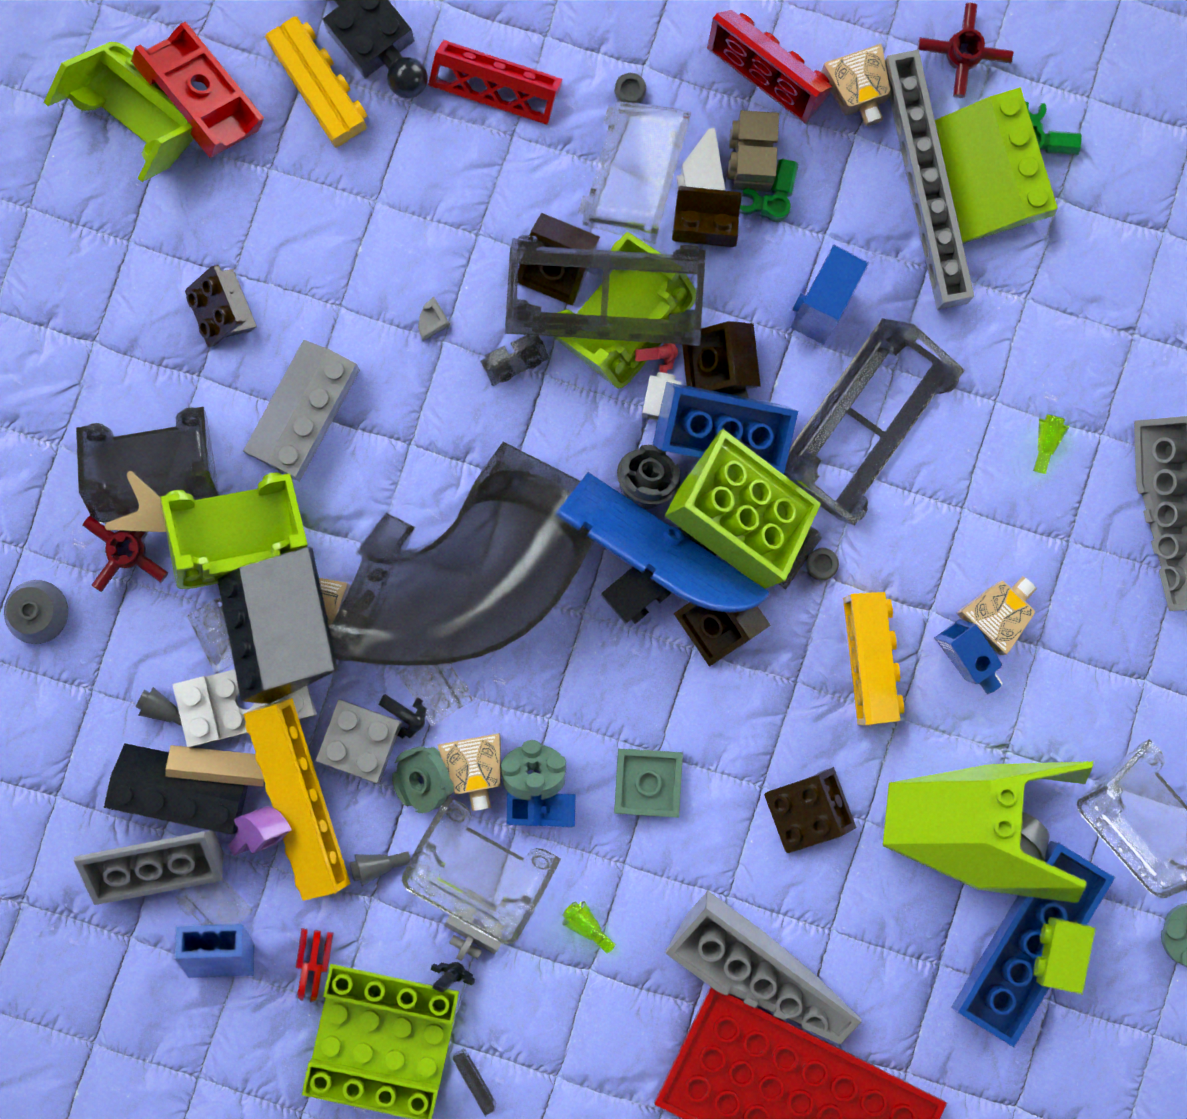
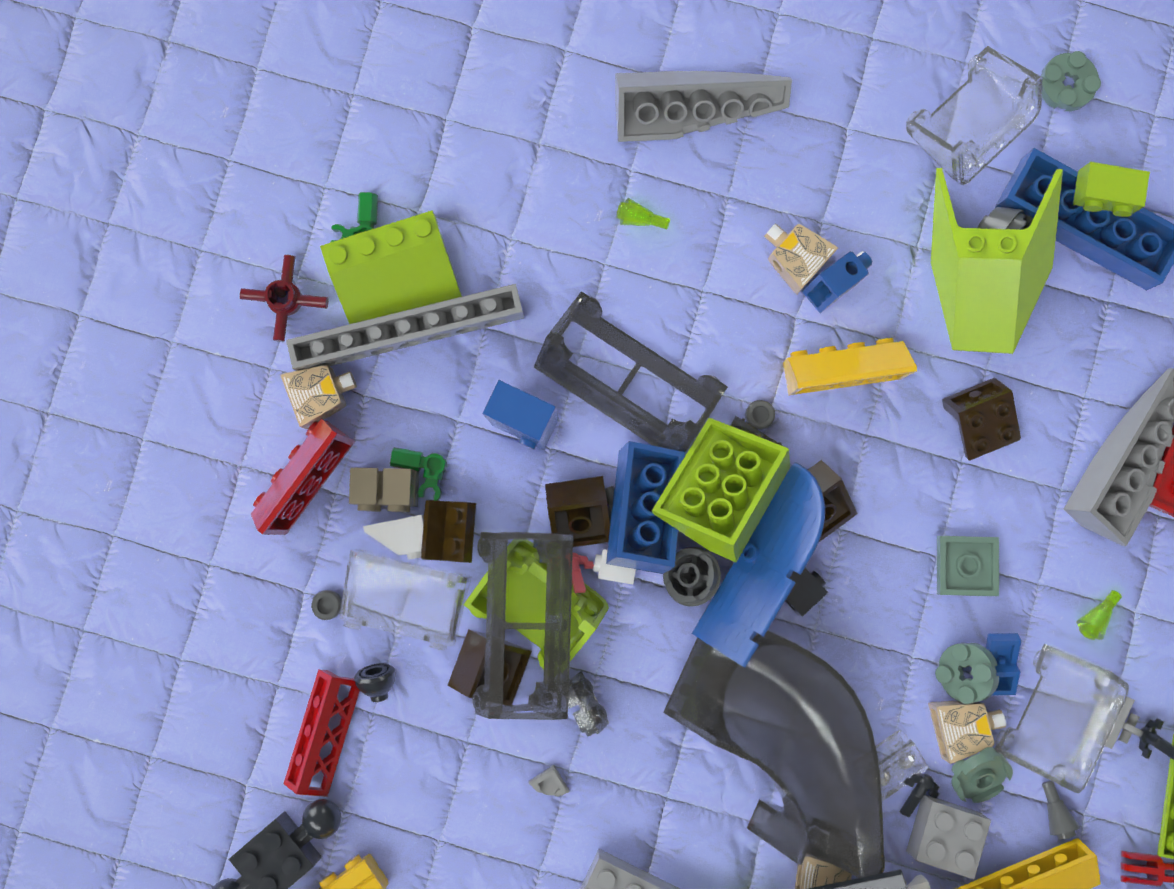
camera: 85 degrees left, 0 degrees up
(548, 138) = (375, 681): none -> black brick

